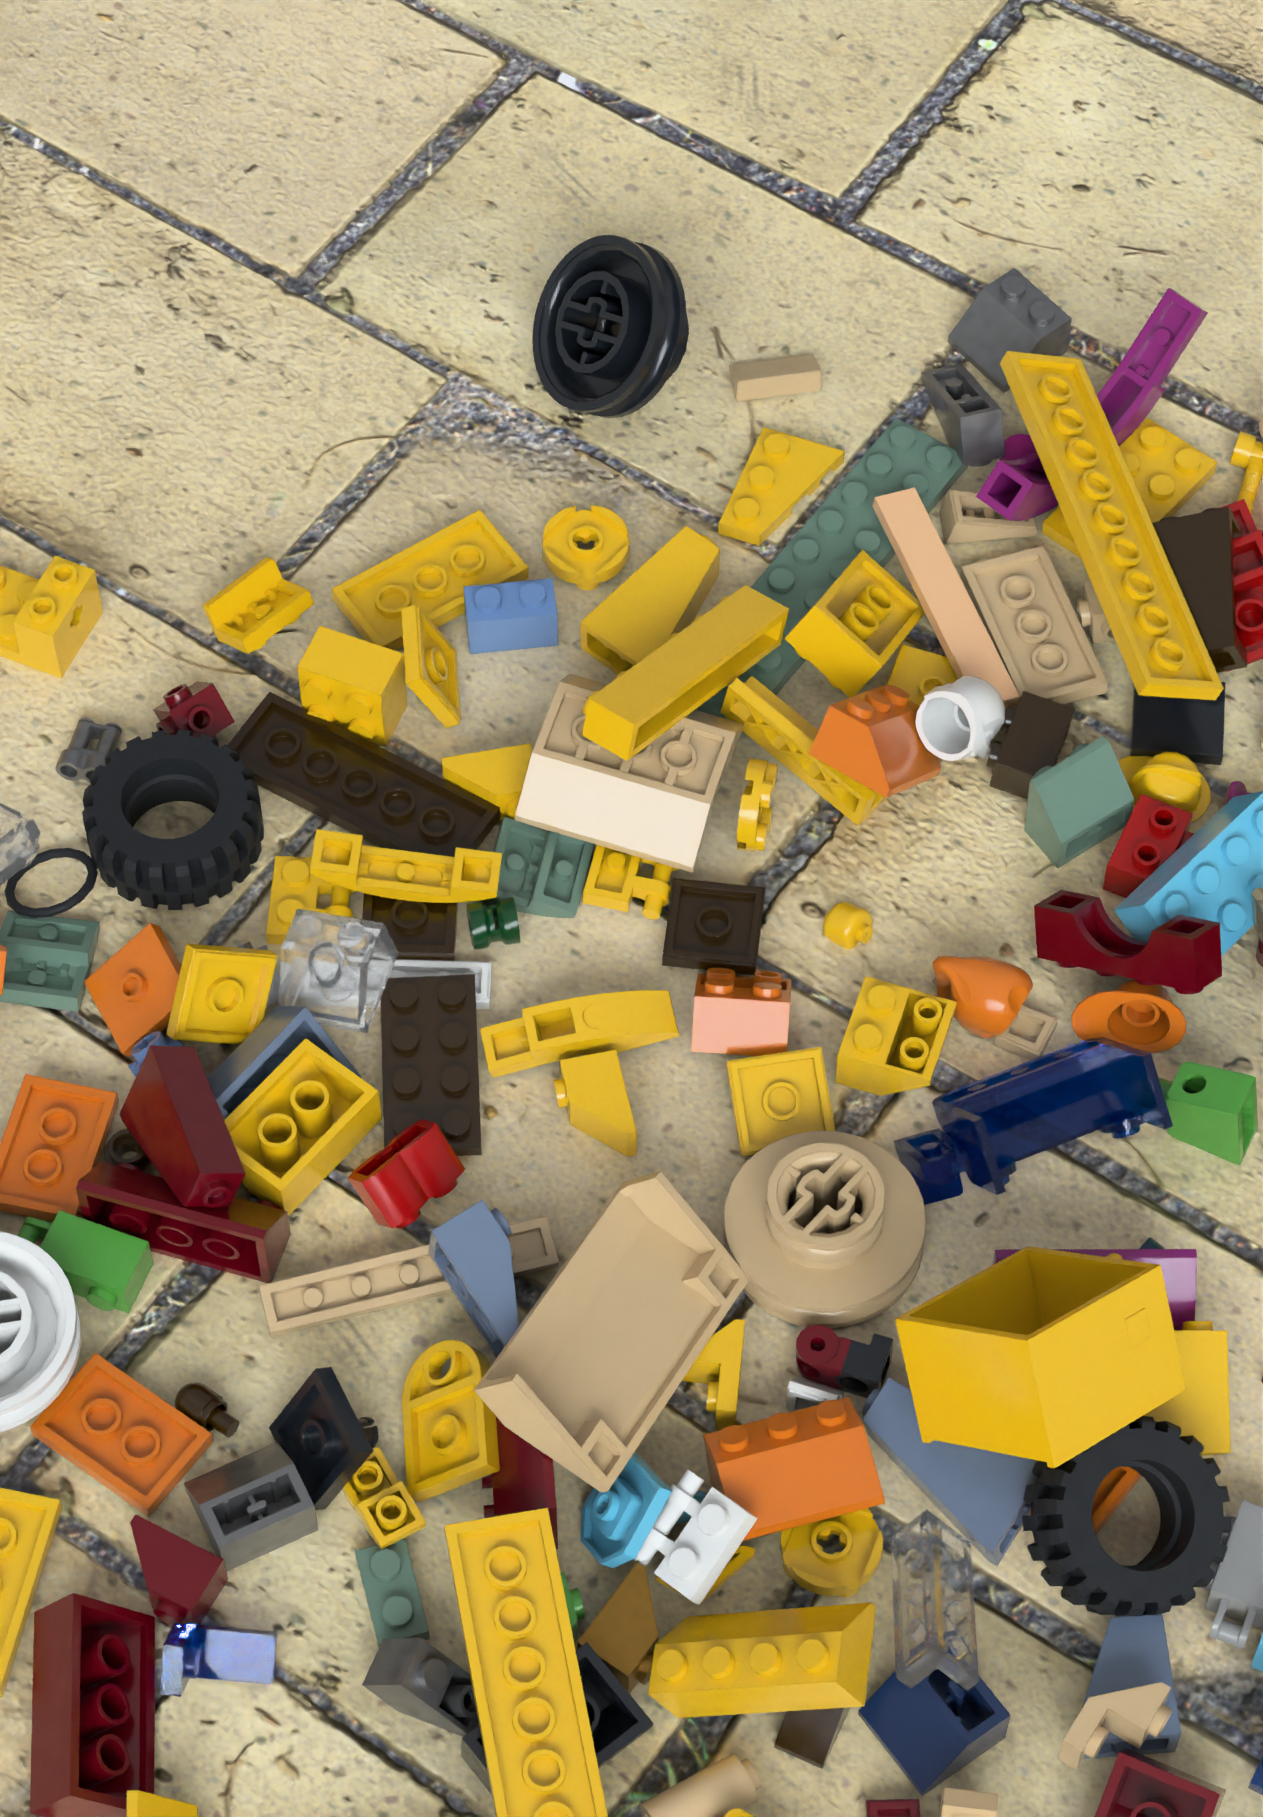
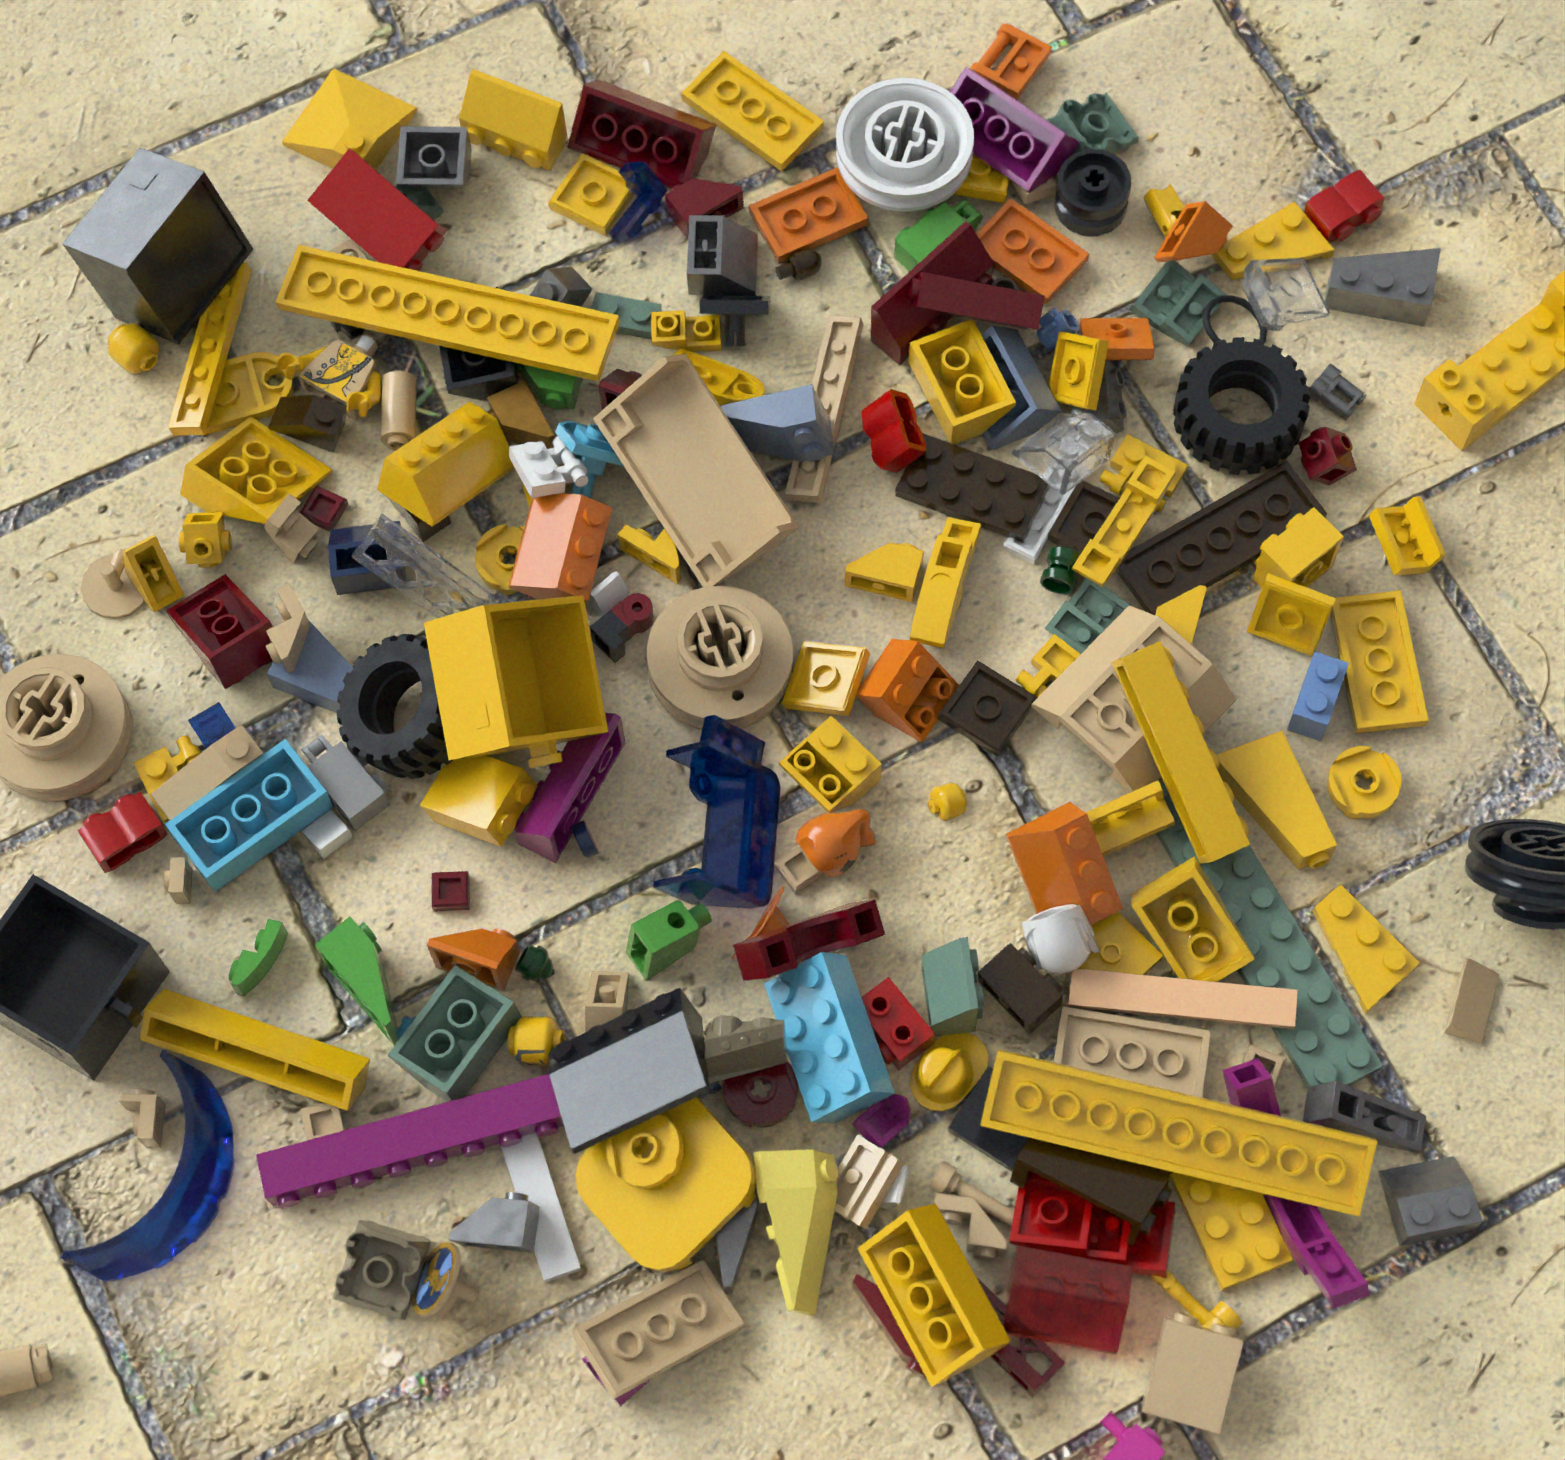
camera: 120 degrees right, 10 degrees up
(217, 1738) = (591, 195): none -> yellow tile
(755, 807) = (1065, 771): yellow plate -> none

